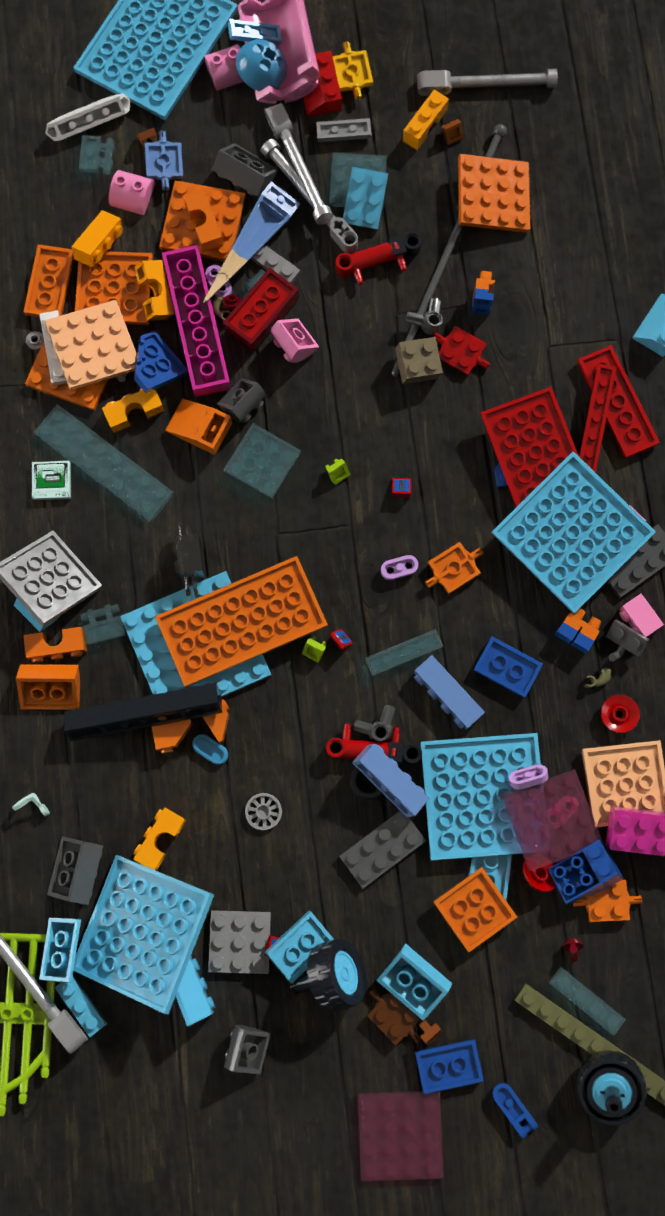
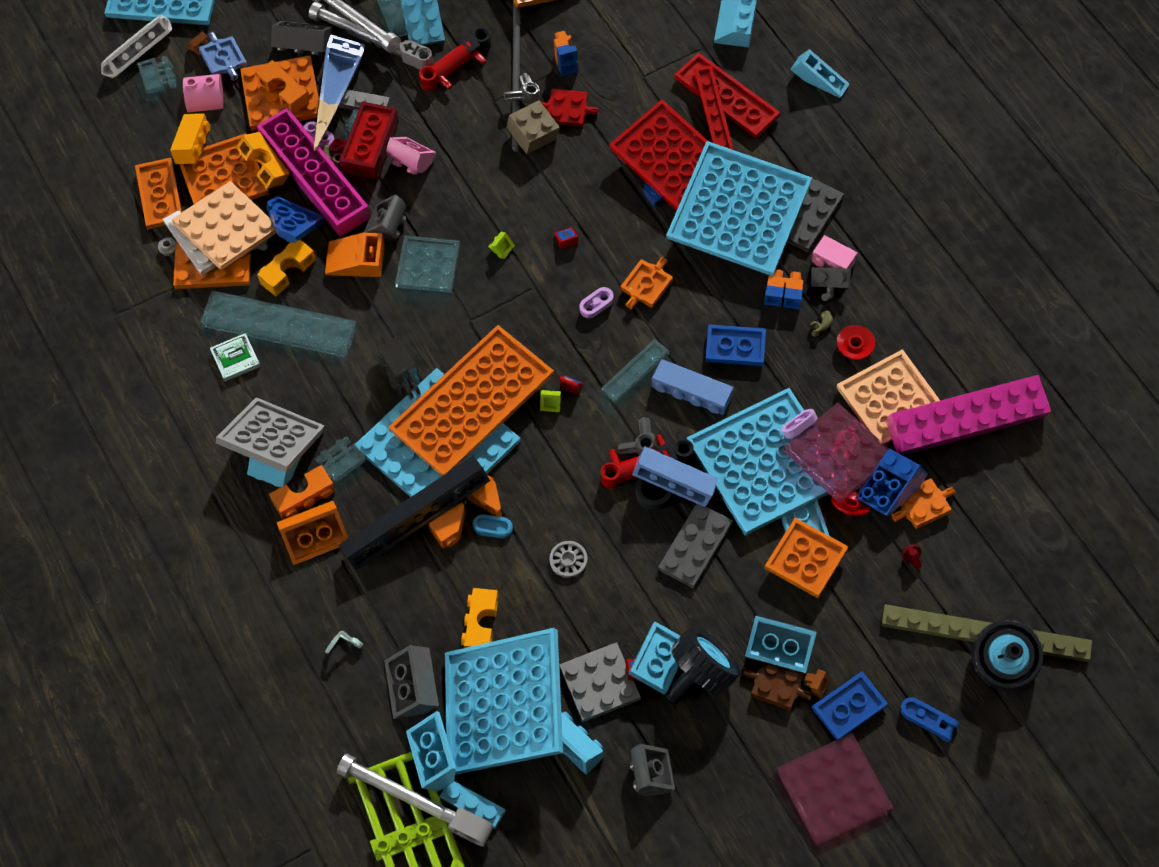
camera: 20 degrees left, 15 degrees down
(587, 1001) = (948, 597): clear light blue plate -> none

